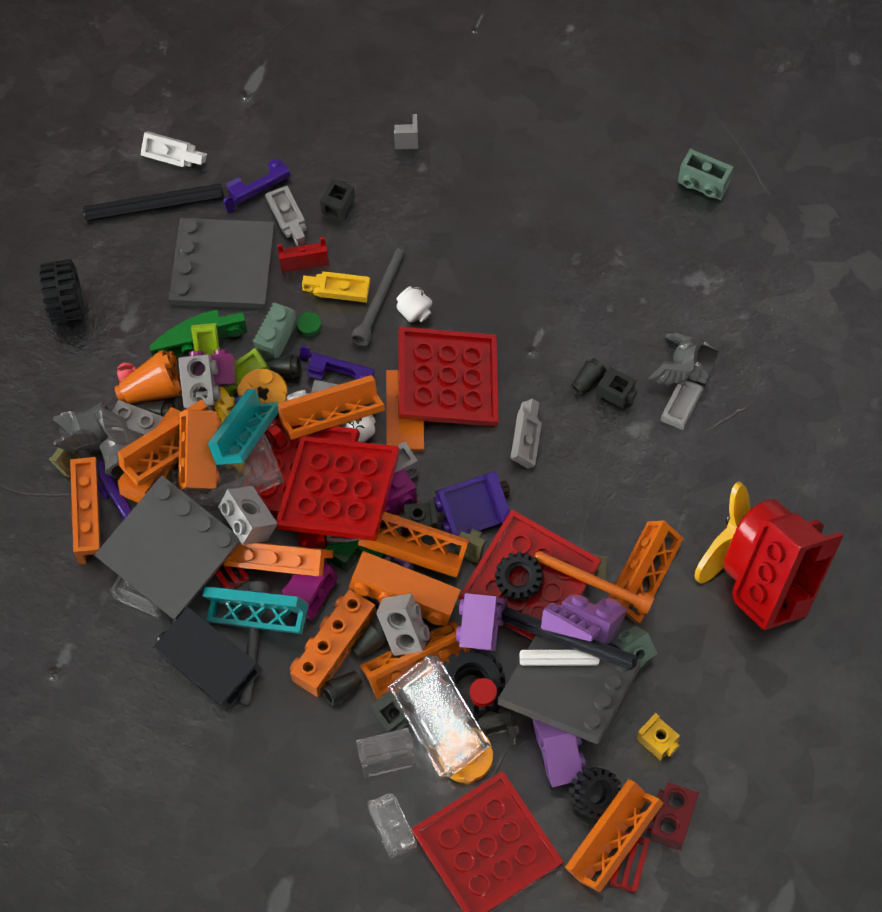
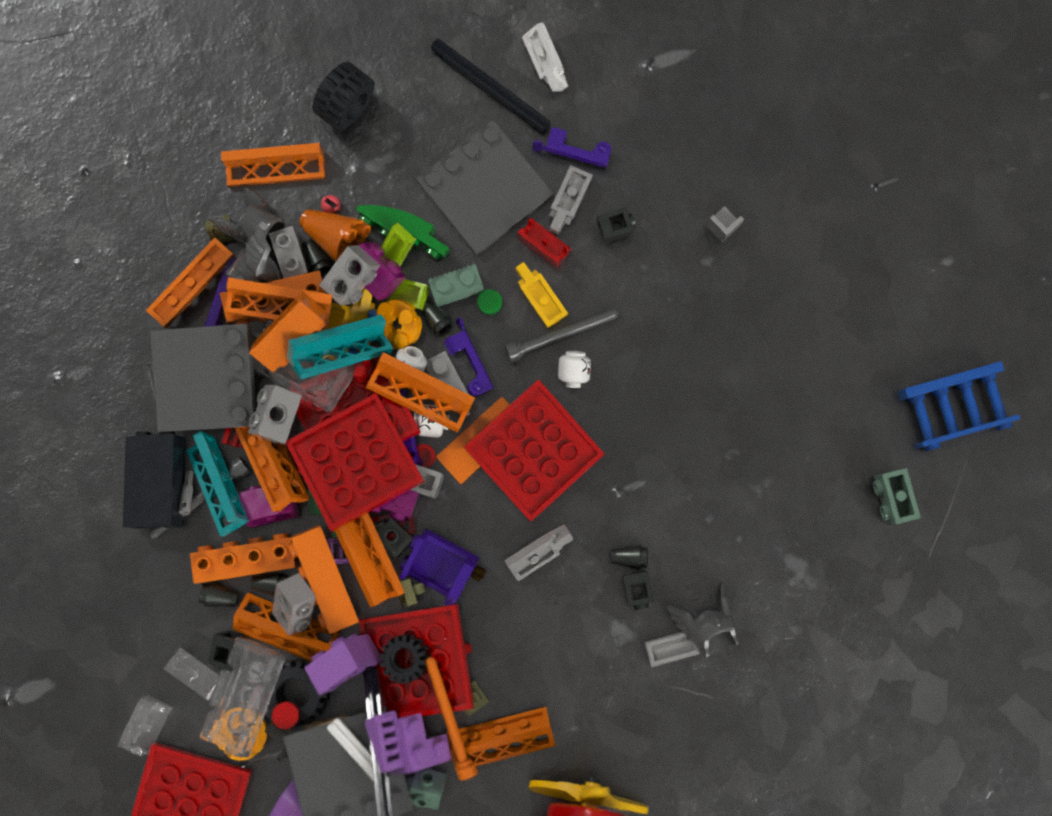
camera: 50 degrees right, 20 degrees up
(52, 377) = (273, 155): none -> orange fence
(247, 648) = (186, 493): none -> light grey piece
(663, 77) = (964, 382): none -> blue fence

